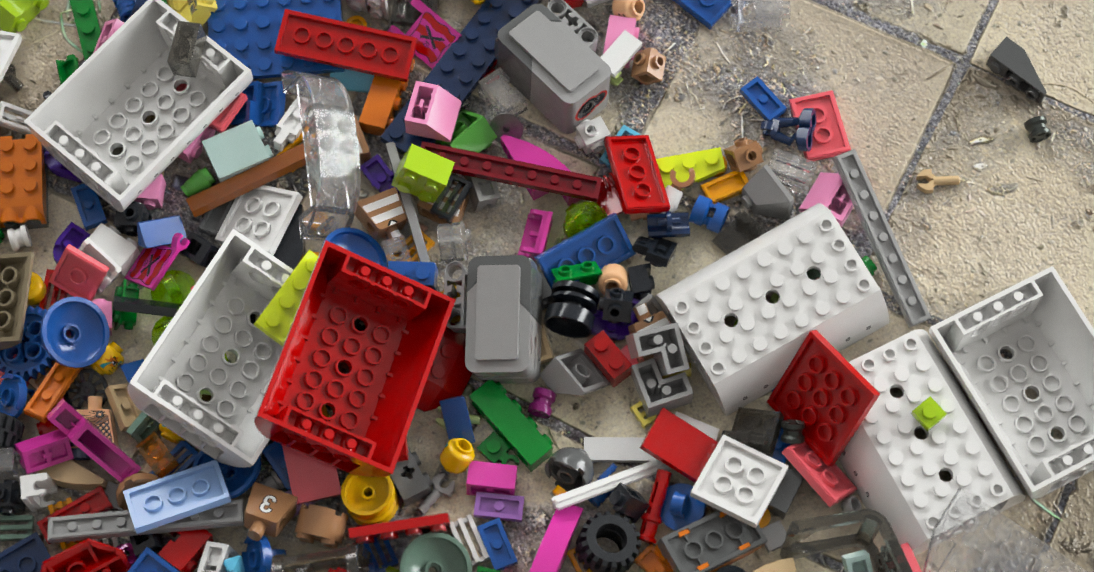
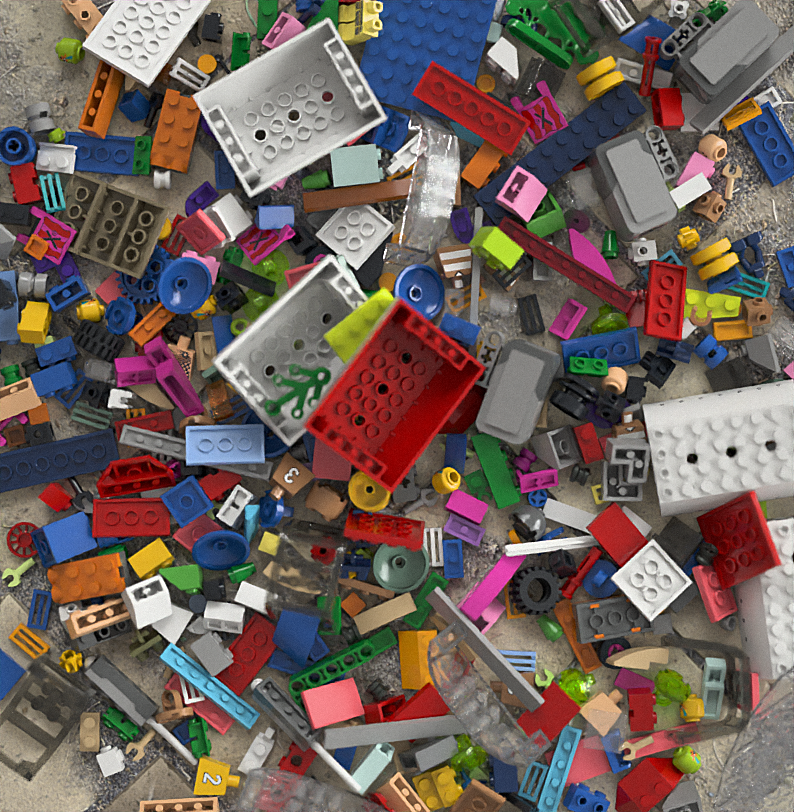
camera: 15 degrees right, 20 degrees up
(32, 65) = (212, 28): none -> black brick
(34, 101) = (207, 64): none -> light orange tile
(136, 336) = (231, 297): none -> black brick
(187, 49) = (341, 83): clear smoke brick -> none
(244, 390) = (300, 389): none -> green plant
(482, 230) = (537, 308): none -> black tile
(554, 142) = (610, 245): none -> green cone
(563, 416) = (537, 480): none -> dark pink hinge
(572, 435) = (540, 501): none -> blue wheel
(611, 398) = (579, 474): none -> pearl dark grey wheel
(637, 106) = (688, 238): none -> yellow gear
(661, 35) = (730, 180): none -> tan bar
(674, 114) = (714, 260): none -> yellow wheel
(695, 134) = (724, 280): none -> blue hinge
(706, 87) = (740, 246): none -> dark blue piece
(722, 140) = (749, 294): none -> teal tile

